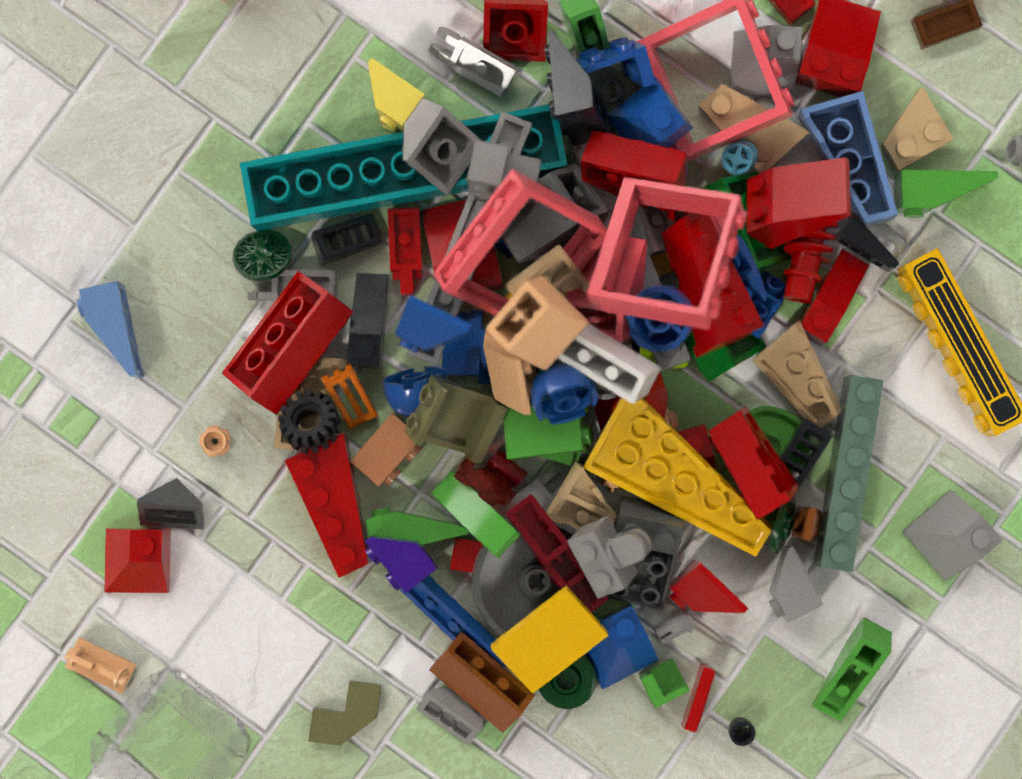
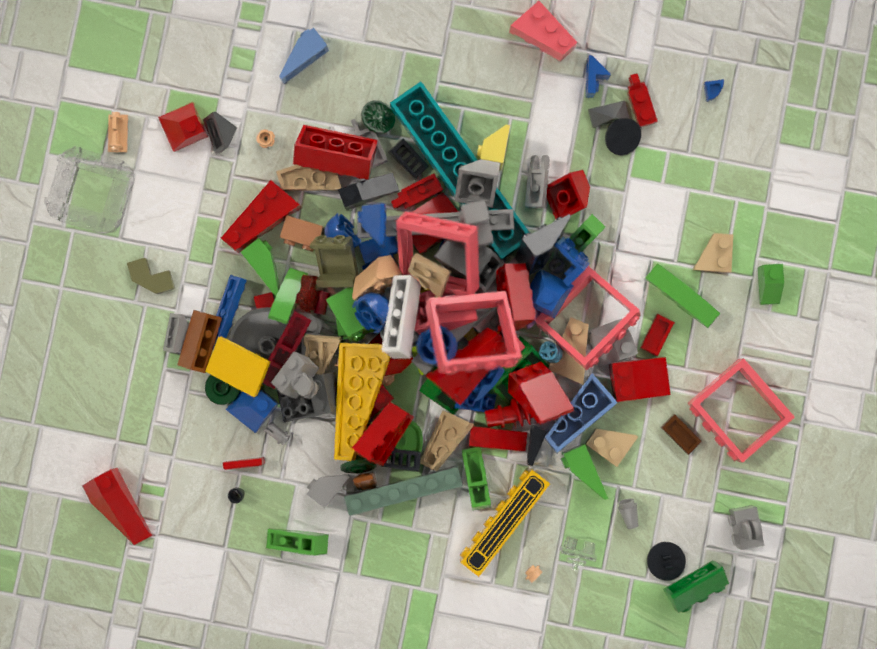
camera: 60 degrees right, 0 degrees up
(298, 410) = (292, 192): black tyre -> none
(339, 377) = (329, 189): orange tile -> none
(403, 559) = (245, 268): dark purple slope -> none
(537, 323) = (401, 279): light nougat slope -> none
(663, 683) = (243, 440): bright green panel -> none
(703, 591) = (302, 440): red slope -> none
(878, 356) = (476, 478): none -> bright green slope
(951, 535) = (395, 563): light grey slope -> none

